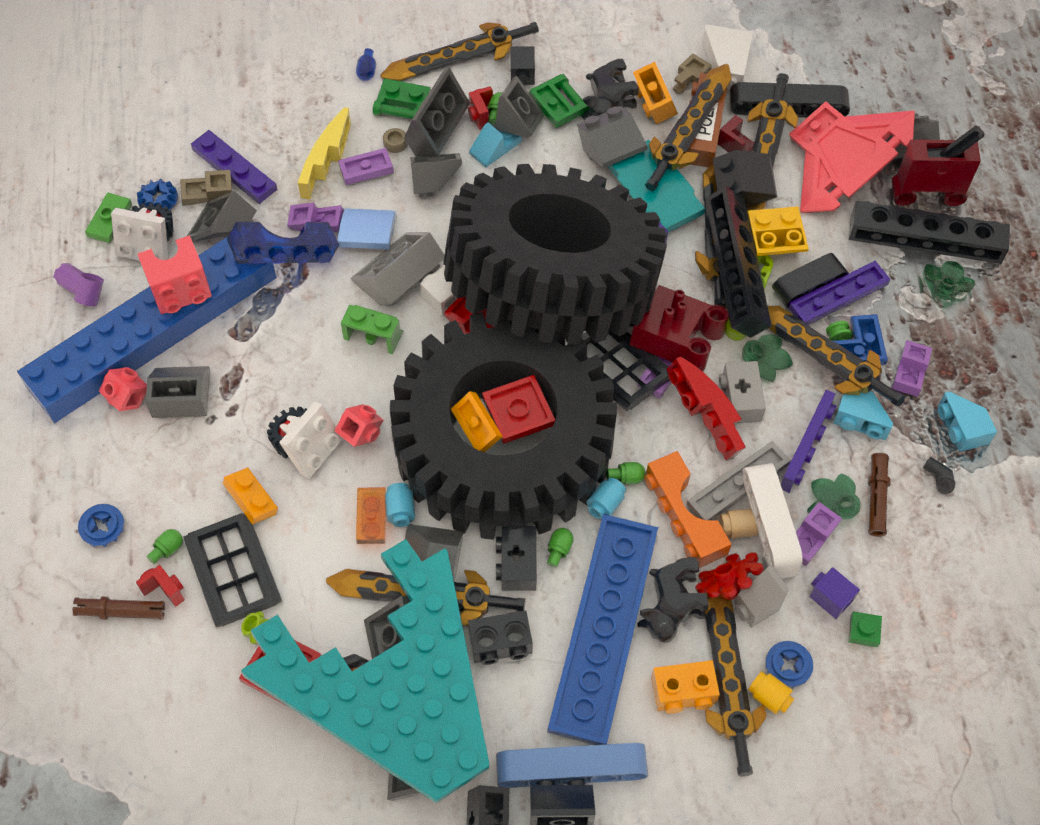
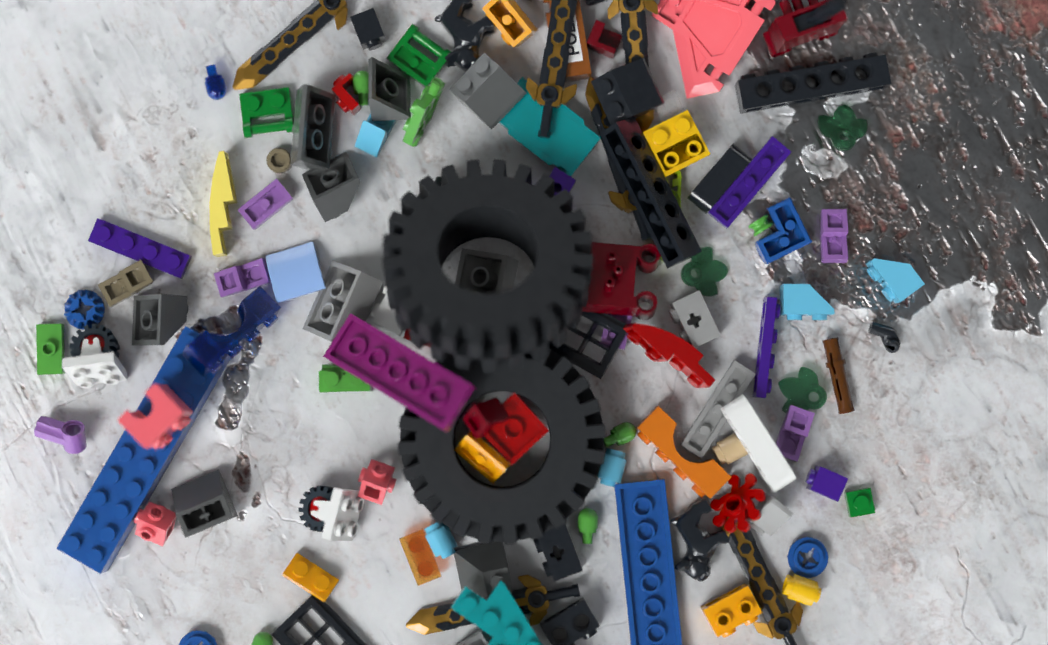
camera: 25 degrees left, 25 degrees up
(428, 313) = (399, 372): none -> magenta plate
(492, 377) = (484, 416): none -> dark red panel
(545, 129) = (422, 112): none -> bright green plate
(858, 375) = (761, 258): sword -> none

